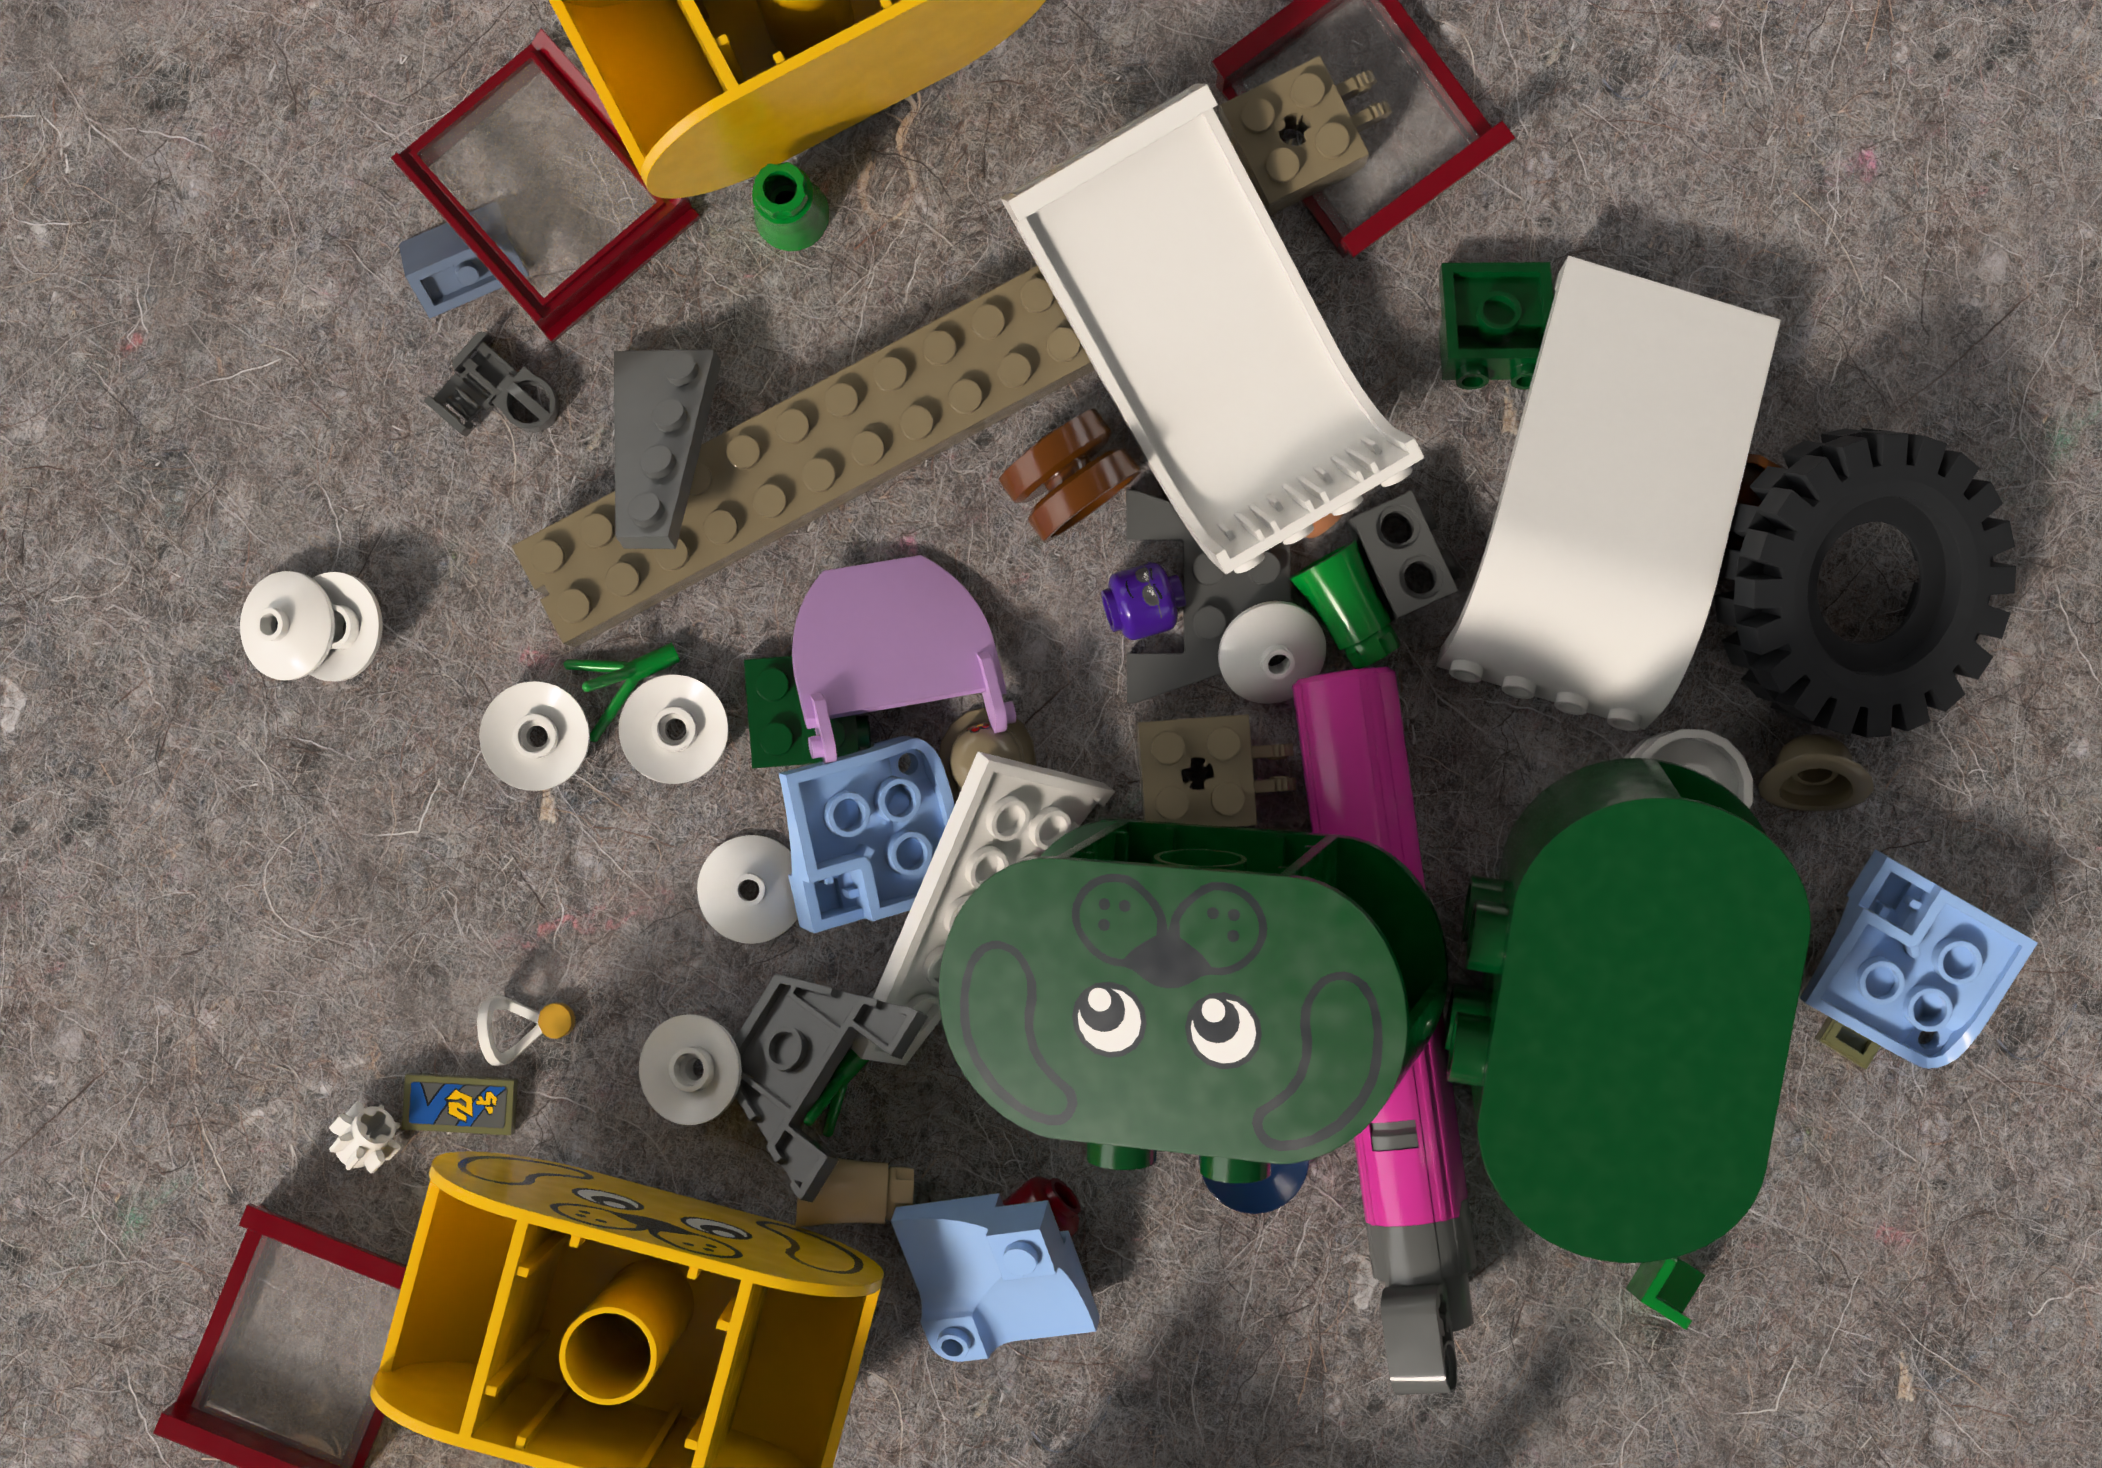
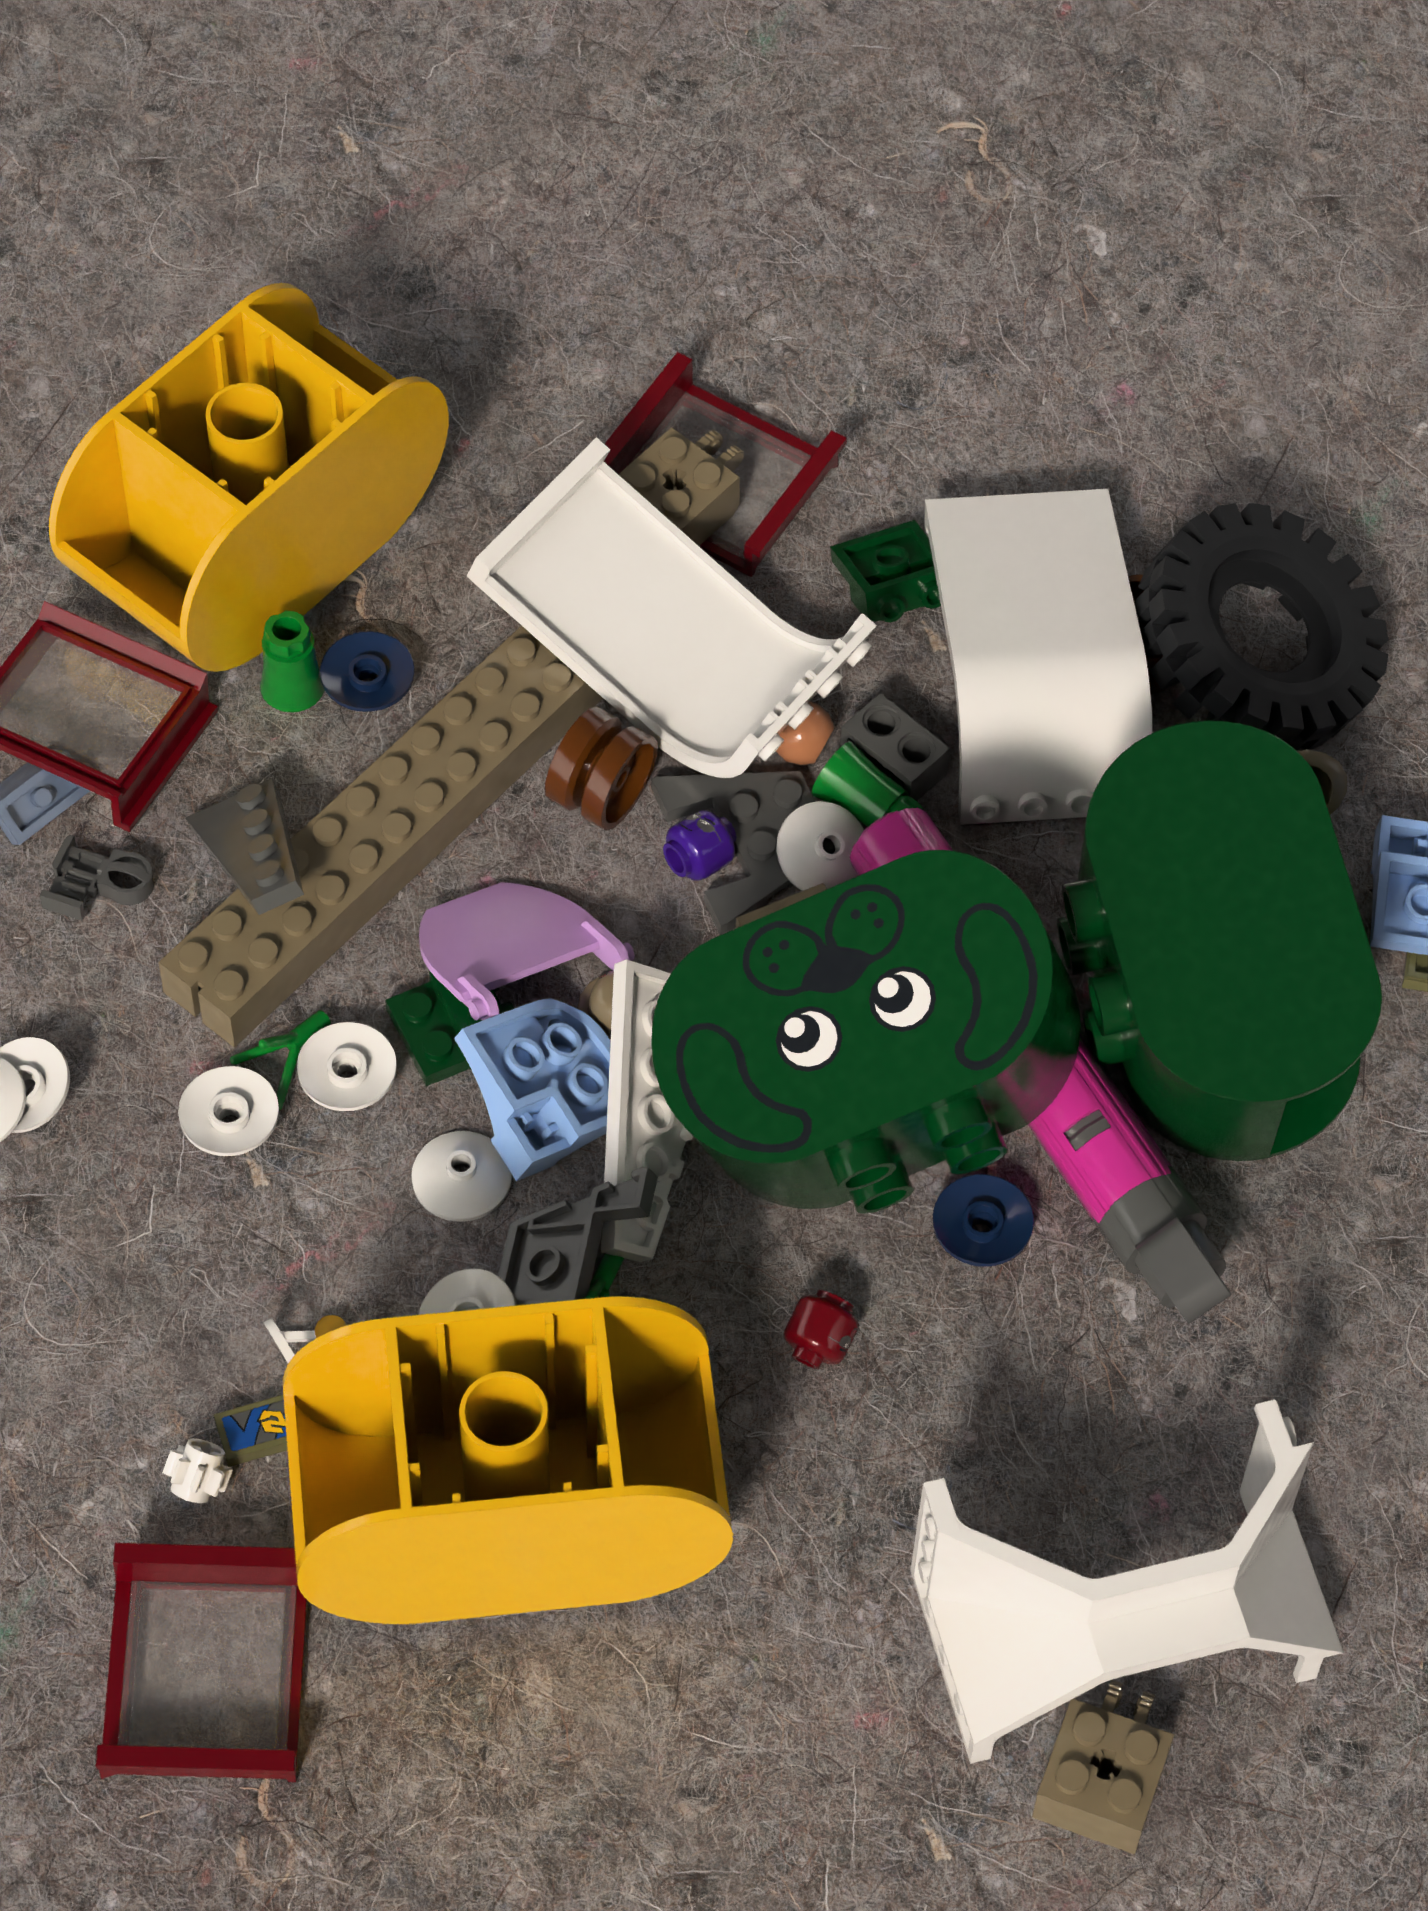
camera: 25 degrees left, 30 degrees down
(866, 212) = (363, 657): none -> dark blue dish
(992, 1274) = (803, 1371): light blue slope -> none
(1667, 1287) = (1374, 1200): green panel -> none

